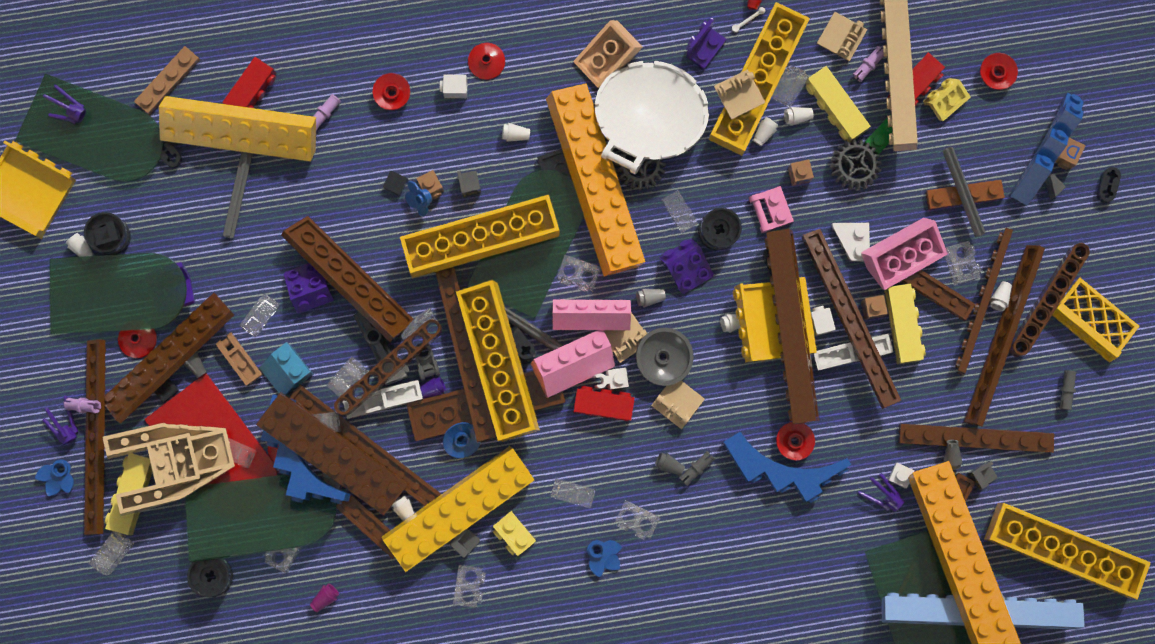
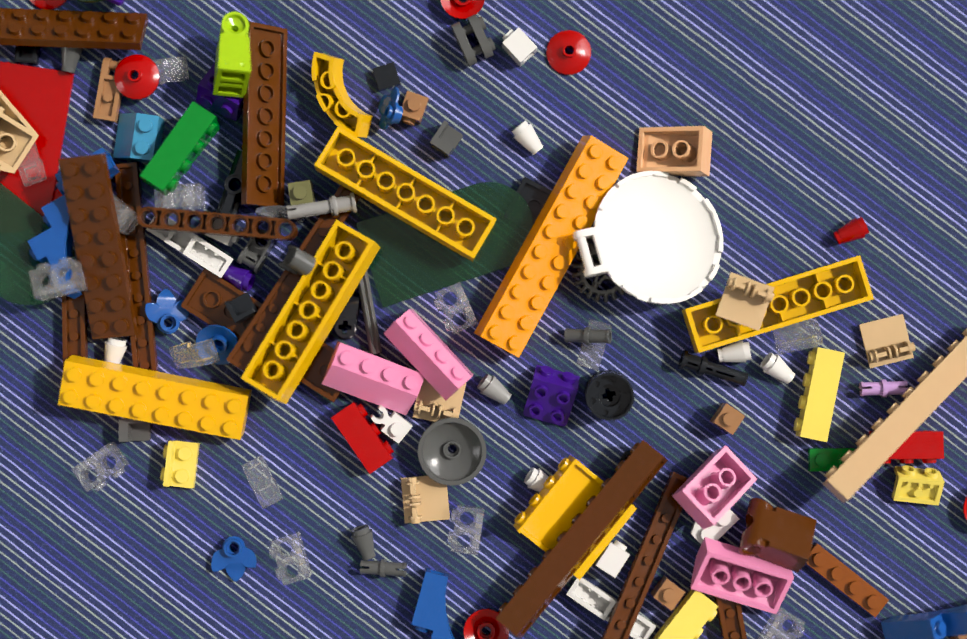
camera: 50 degrees right, 5 degrees up
(254, 341) = (144, 84): none -> red dish
(295, 261) = (232, 57): none -> lime piece
(320, 346) = (180, 149): none -> green wedge
(334, 499) = (58, 285): none -> clear brick
(378, 226) = (333, 97): none -> yellow brick
(408, 451) = (166, 308): none -> blue plate
(418, 300) = (301, 192): none -> olive brick
(433, 105) = (477, 27): none -> dark grey brick
(444, 287) = (334, 205): none -> light grey pin
(454, 402) = (241, 308): none -> black panel
(454, 460) = (194, 355): none -> clear slope
(459, 339) = (298, 261): none -> dark grey piece
(671, 209) = (588, 335): none -> dark grey pin
(705, 45) = (763, 229): dark purple bracket -> none
(725, 390) = (472, 529): none -> clear brick
(735, 28) = (805, 241): white hinge -> none
(753, 157) = (700, 365): none -> black pin
(776, 207) = (676, 426): bright pink plate -> none
(835, 218) = (714, 487): none -> bright pink brick
(861, 168) = (777, 450): dark grey gear -> none
(900, 207) = (777, 535): none -> reddish brown piece
(963, 191) = (845, 578): dark grey axle -> none

